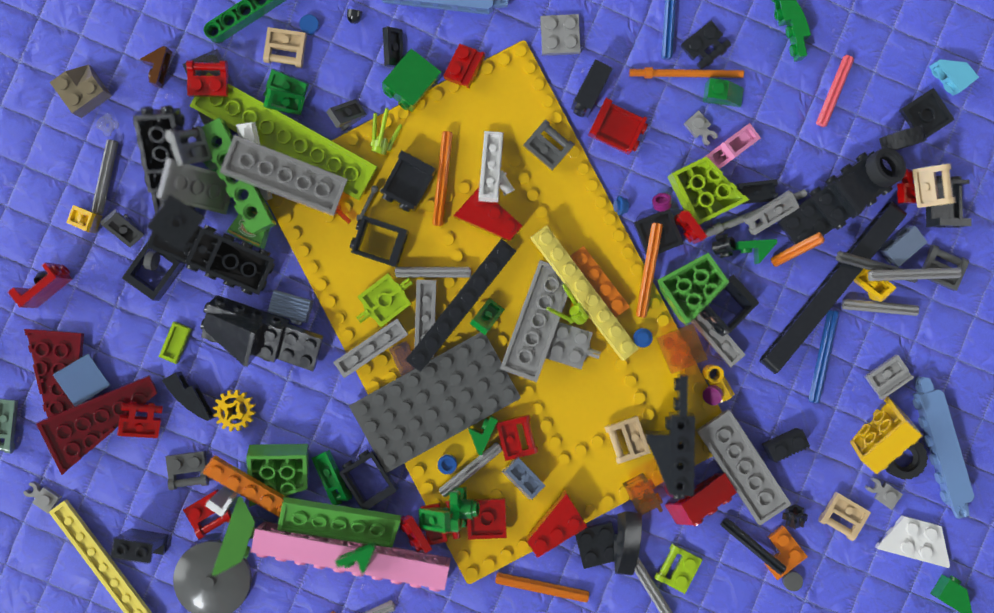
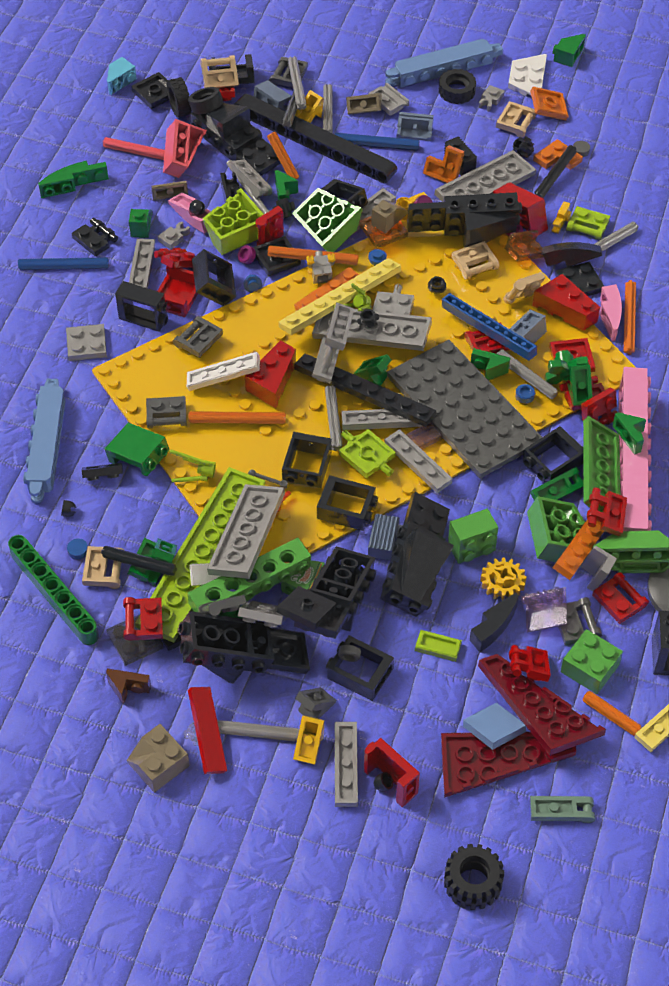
camera: 100 degrees left, 35 degrees down
(44, 498) = (637, 762): light grey plate -> none
(63, 249) = (346, 764): none -> light grey plate
(91, 484) = (611, 713): none -> orange axle
(99, 132) = (207, 730): none -> red tile
(138, 475) = (591, 661): none -> bright green brick
(196, 443) = (545, 609): none -> clear purple hinge
(265, 522) = (613, 511): none -> red plate
(274, 388) = (473, 536): none -> bright green brick
(275, 76) = (139, 560): none -> black axle
(308, 291) = (344, 517): none -> black window
(346, 114) = (175, 506): dark grey slope -> none
(408, 182) = (241, 444): black panel -> none
(461, 110) = (170, 407): none -> dark grey plate
(464, 65) = (119, 410): red plate -> none
(502, 277) = (334, 341): none -> light grey fence
(524, 439) = (489, 327): none -> blue piece
(543, 322) = (368, 318): none -> black plate
(547, 570) = (611, 310): none -> bright pink slope
(577, 488) = (524, 287): none -> tan plate
(601, 399) = (437, 285): none -> black plate
(623, 178) = (221, 291): none -> black window
(628, 276) = (321, 266): none -> light grey piece
(649, 73) = (122, 272): orange bar -> none
(653, 131) = (175, 258): none -> red plate
(654, 92) = (142, 262): none -> light grey plate
(687, 543) = (562, 216): none -> yellow plate
(692, 355) = (386, 215): none -> dark tan slope
(725, 152) = (197, 207): none -> black hinge
(766, 125) = (168, 190): none -> dark tan slope
(766, 426) = (445, 169): none -> orange plate
(823, 138) = (181, 146): none -> coral wedge
(840, 401) = (415, 126): none -> sand blue hinge
(864, 557) = (549, 103): none -> orange plate
(882, 348) = (364, 103): none -> dark tan slope
(885, 437) = (440, 91): yellow wedge -> none

